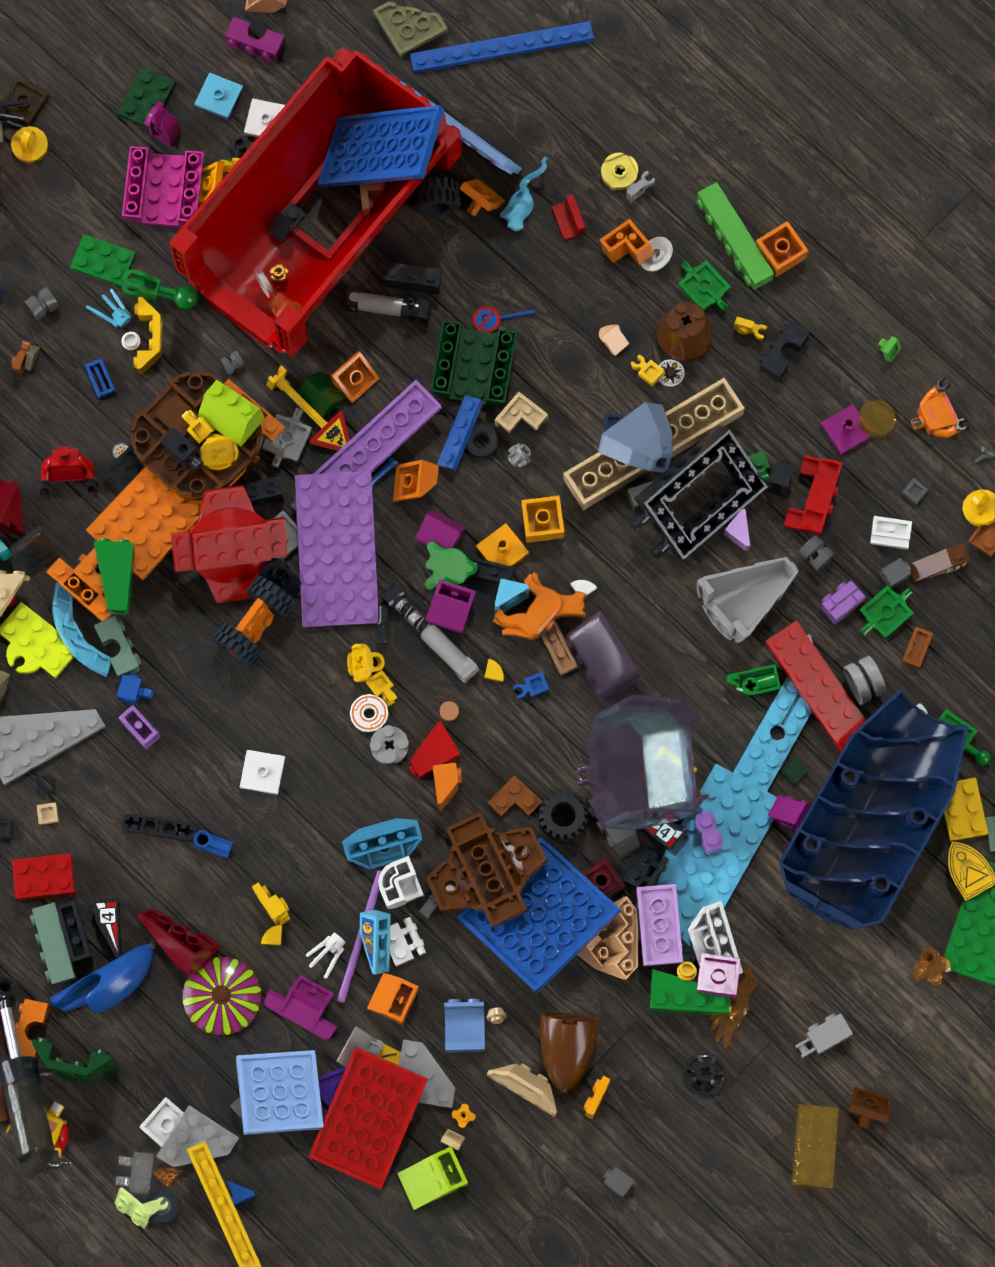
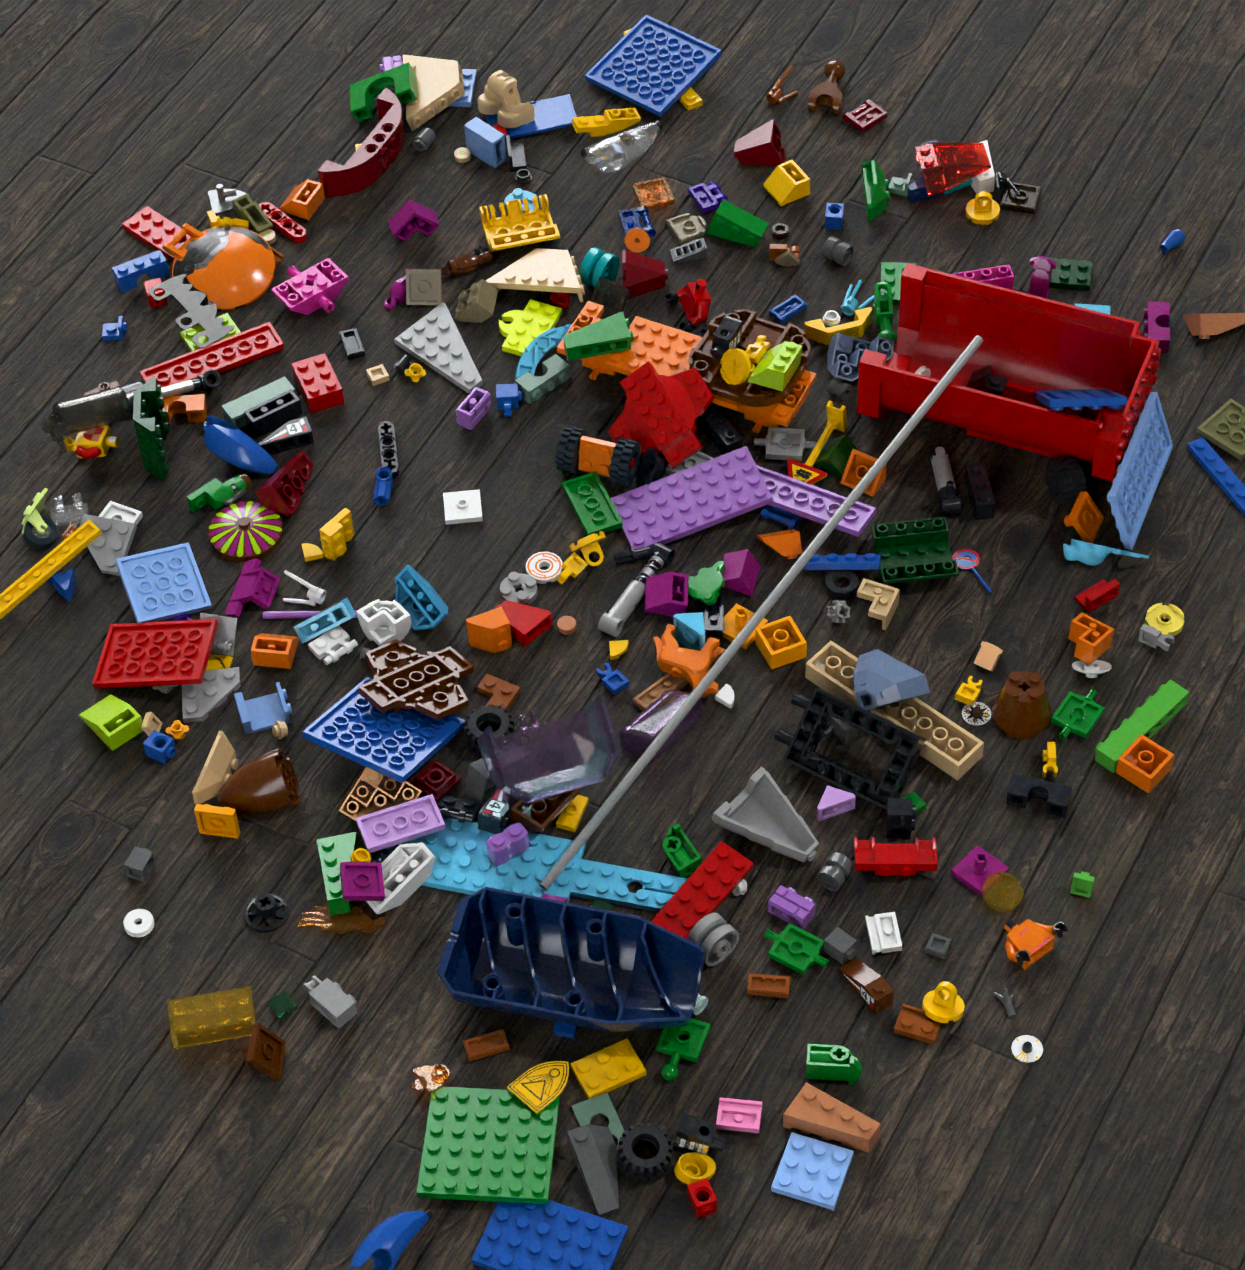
camera: 75 degrees right, 25 degrees down
(61, 768) = (415, 368): none -> yellow plate
(168, 1008) = (219, 494): none -> green plate
(201, 335) = (846, 351): none -> sand blue brick
(304, 645) = (592, 504): none -> green plate
(476, 1142) = (159, 747): none -> blue brick
(529, 505) = (758, 616): none -> light grey piece
(682, 1205) = (142, 929): none -> white piece
(814, 1081) = (282, 1005): none -> clear green tile
(910, 909) = (486, 1045): none -> dark orange plate

